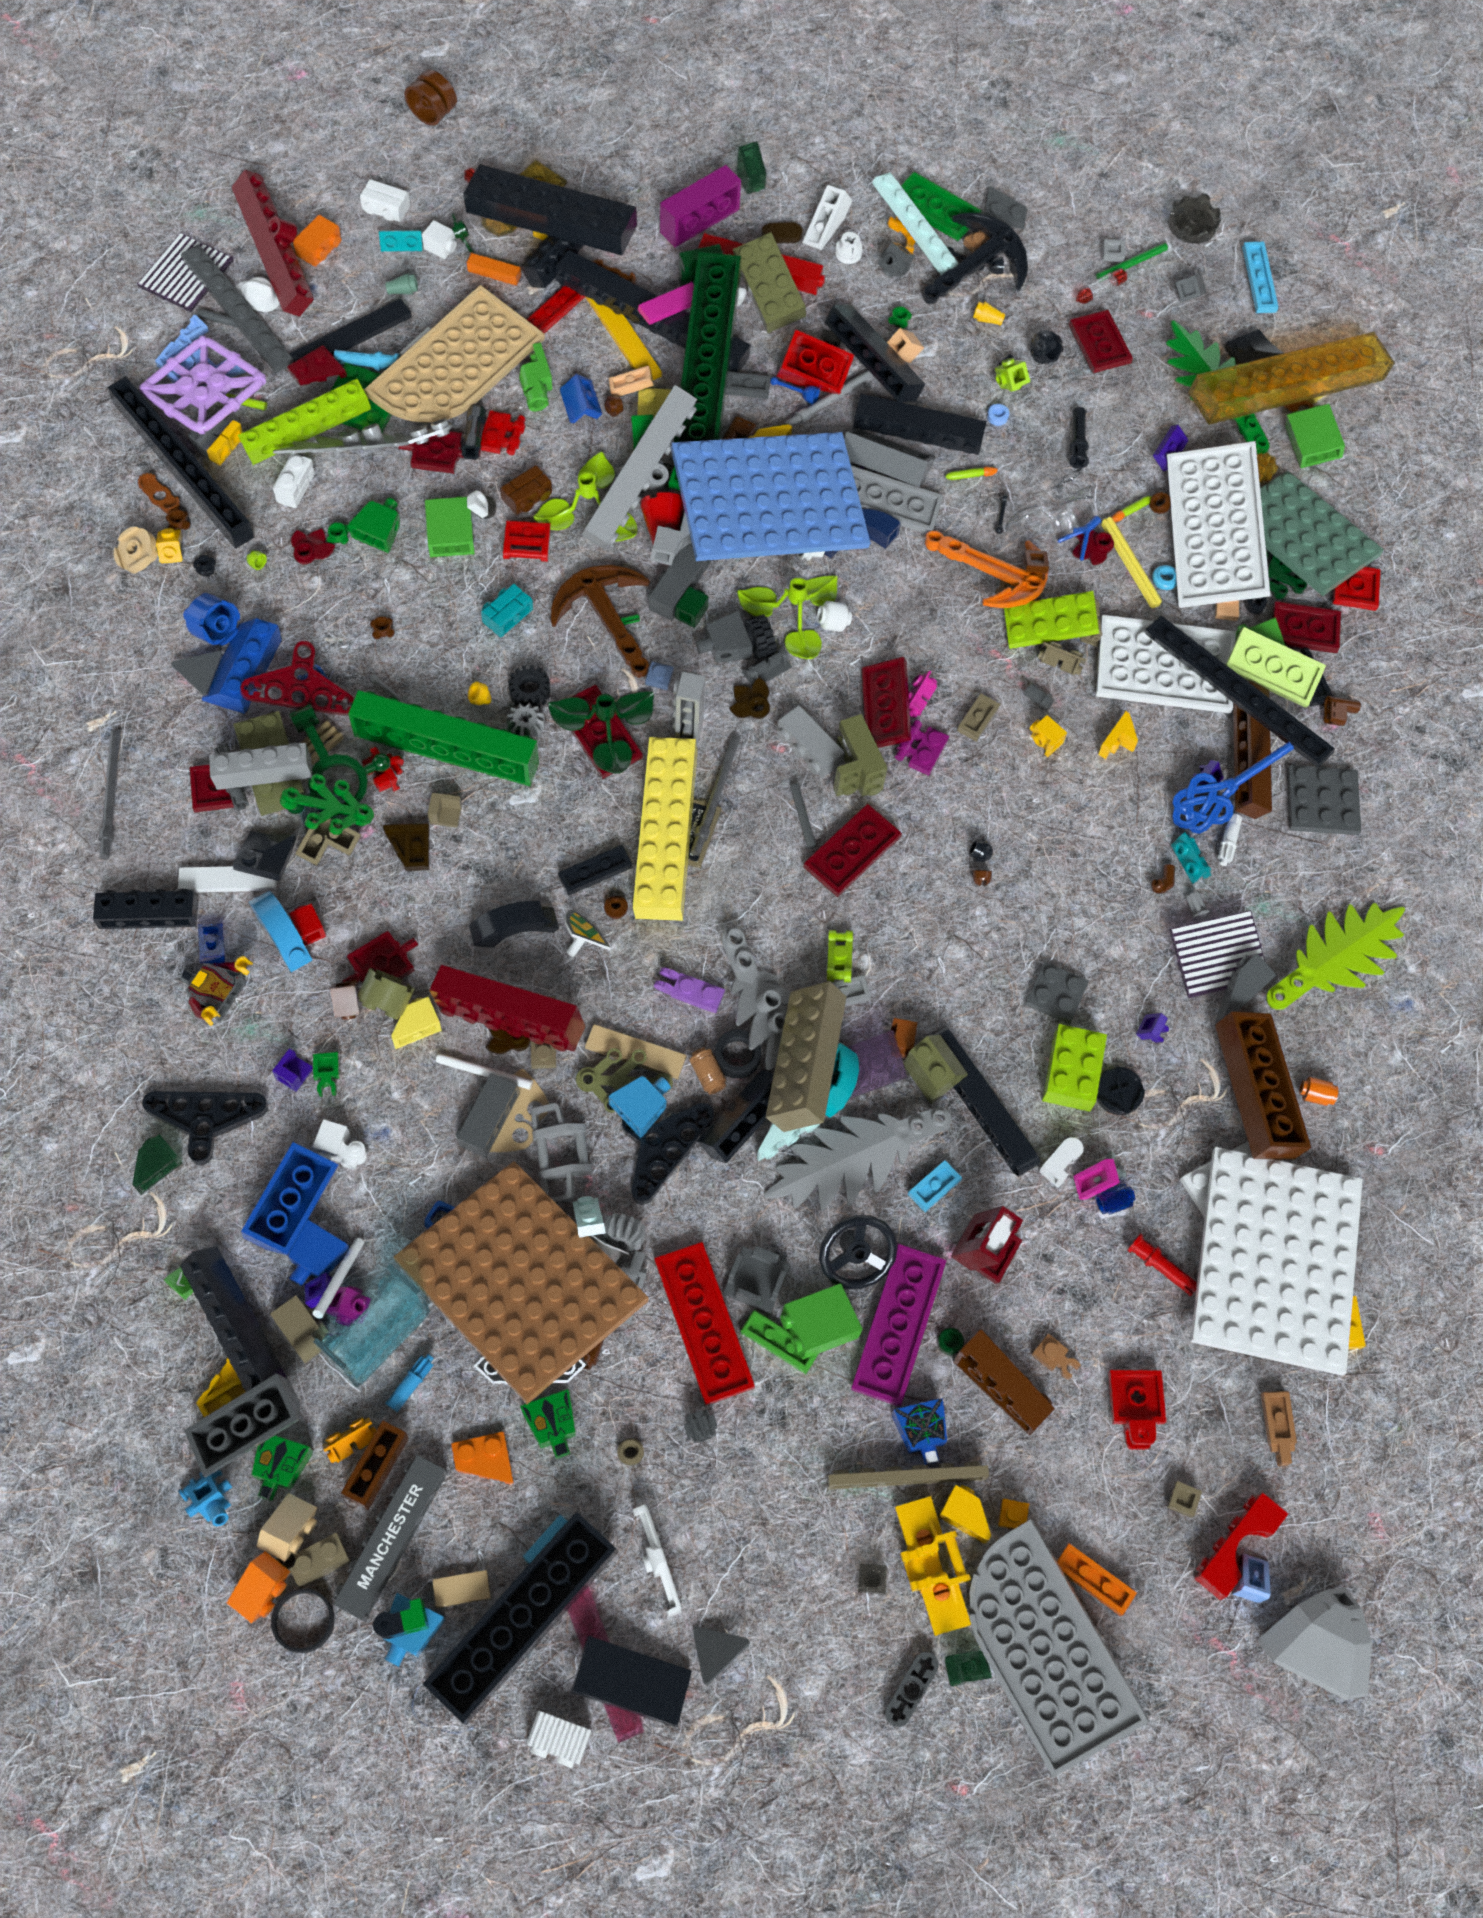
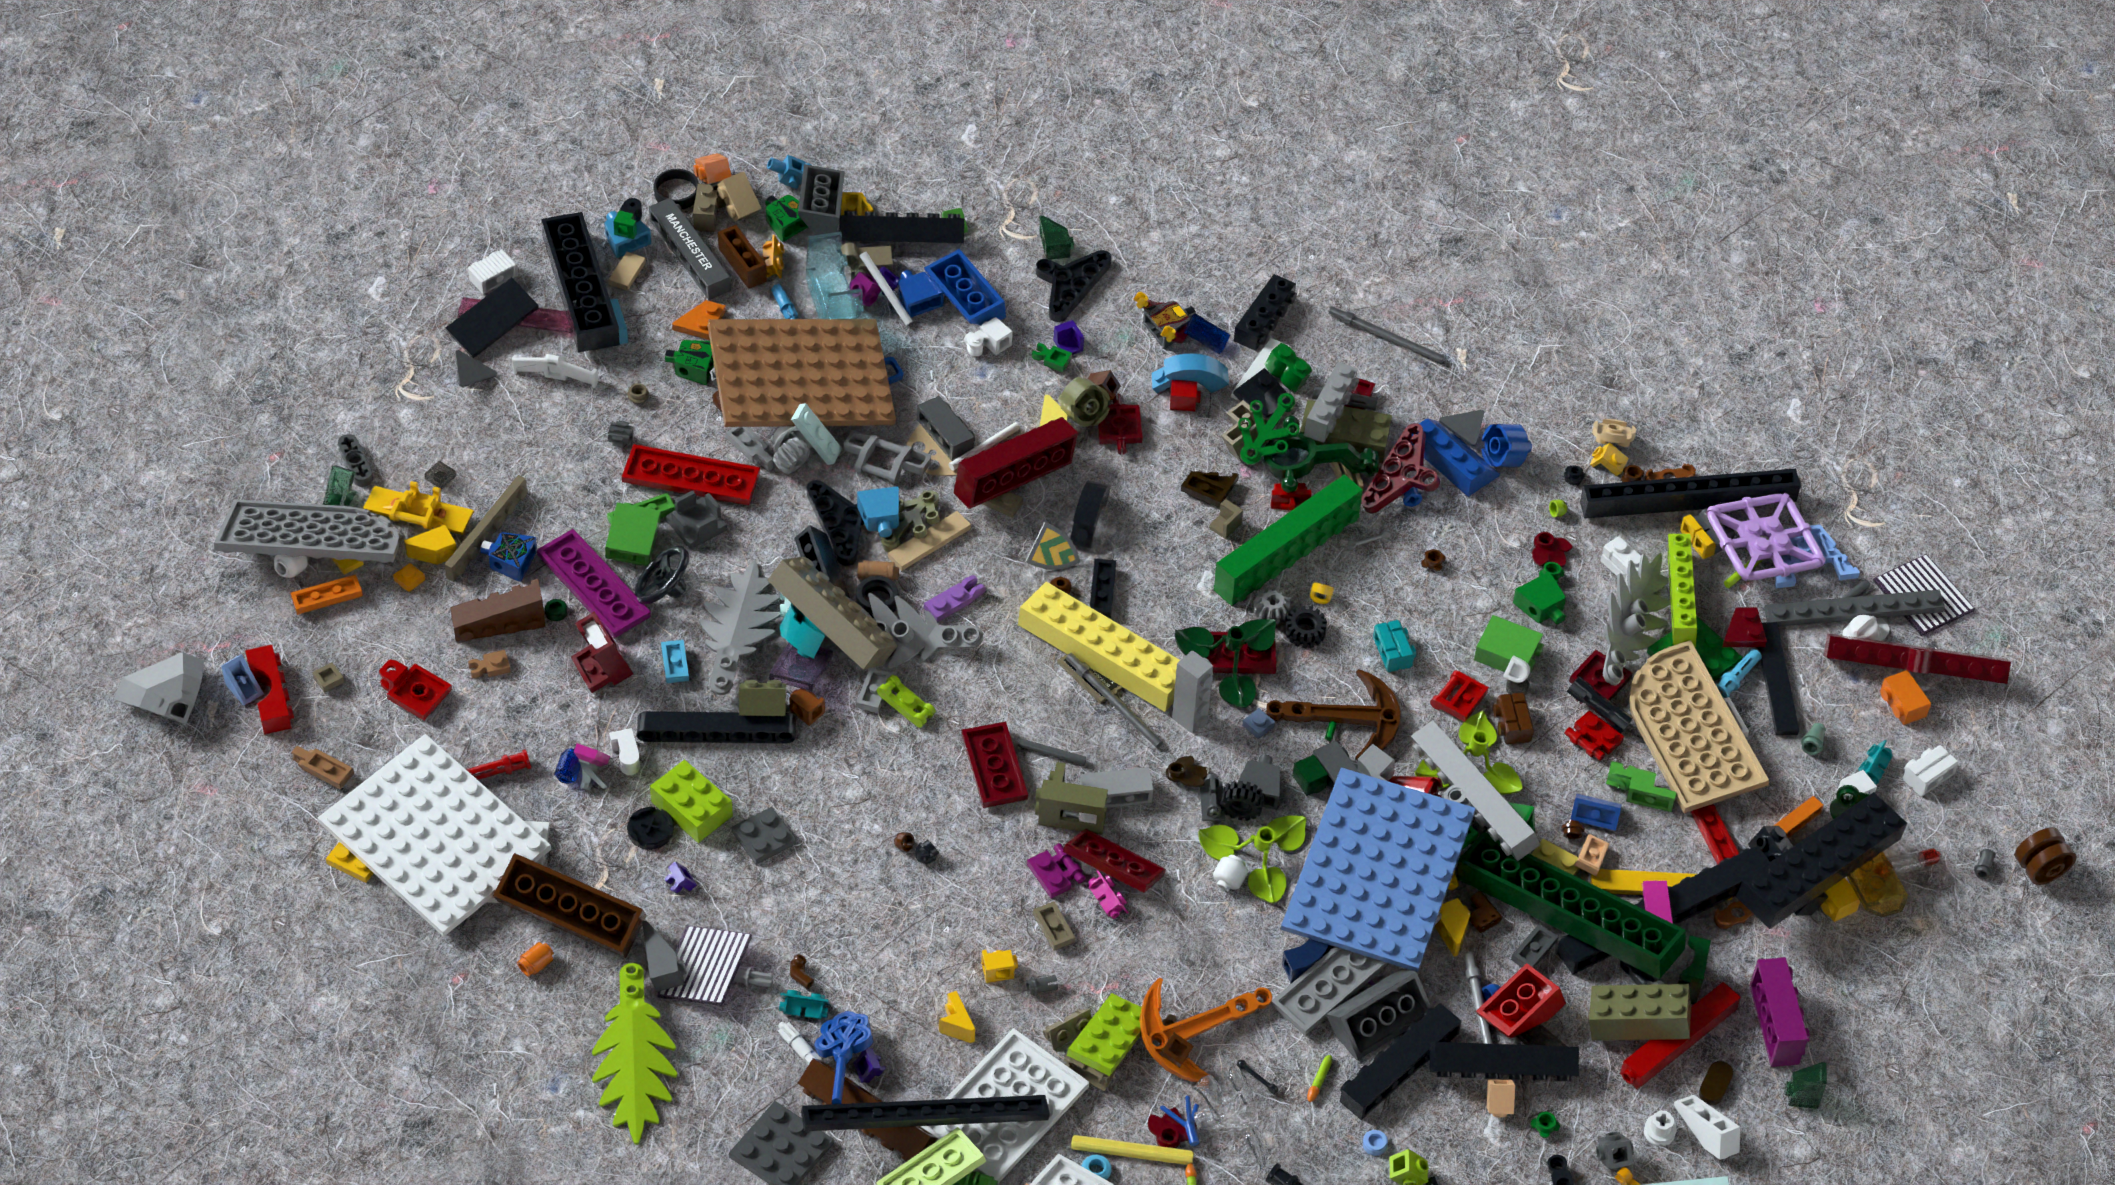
camera: 125 degrees right, 15 degrees down
(217, 846) = (1288, 367): none -> green brick
(455, 141) = (1984, 866): none -> dark grey pin

